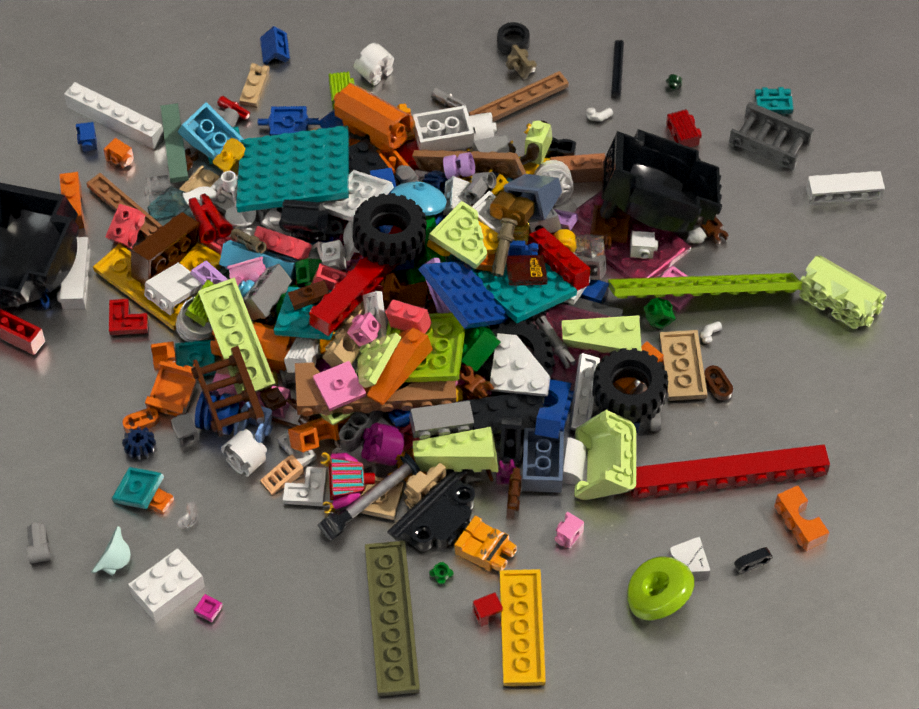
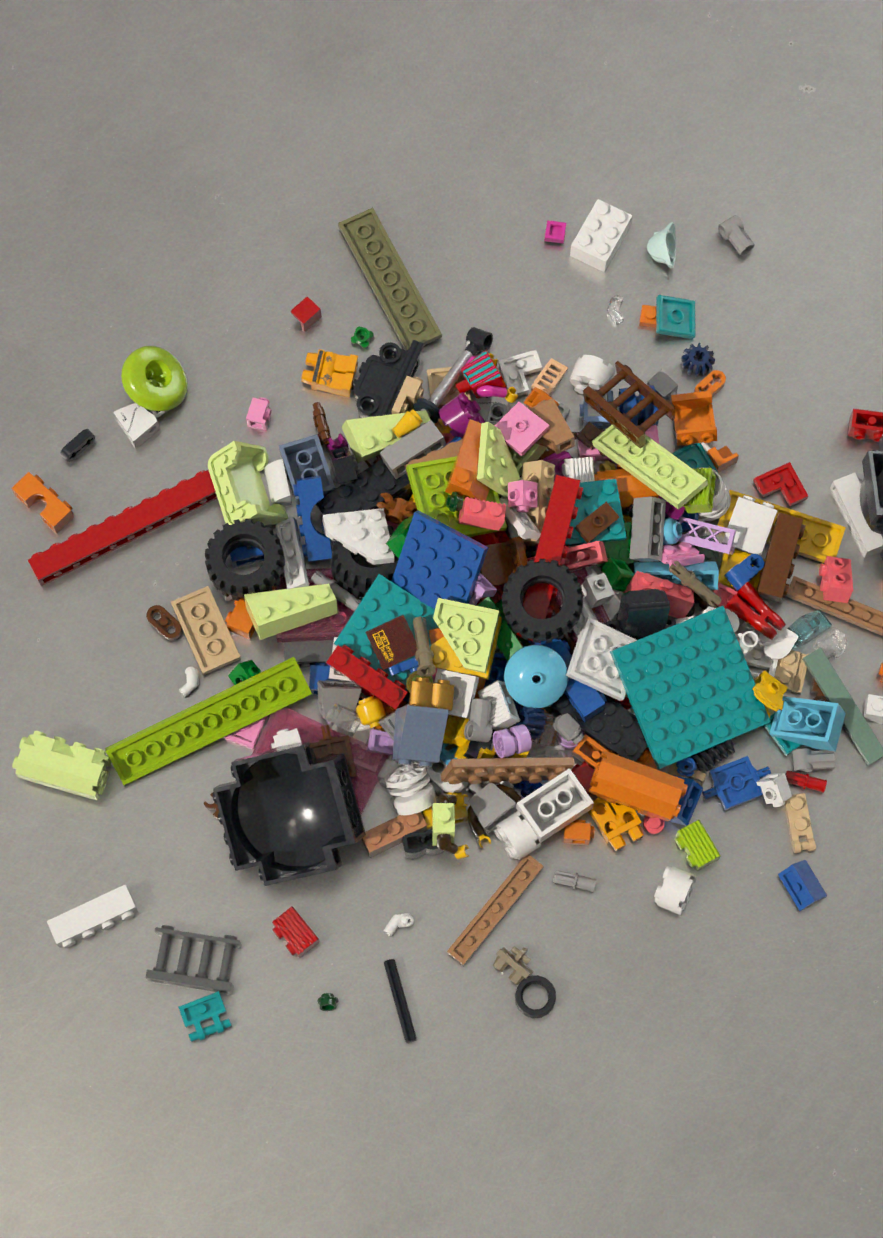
camera: 160 degrees right, 15 degrees up
(200, 251) = (744, 571): none -> blue piece
(264, 102) = (775, 789): none -> white brick
(429, 330) = (454, 502): none -> dark green plate
(438, 436) = (407, 423): none -> yellow cone
(522, 628) = (269, 311): yellow plate -> none

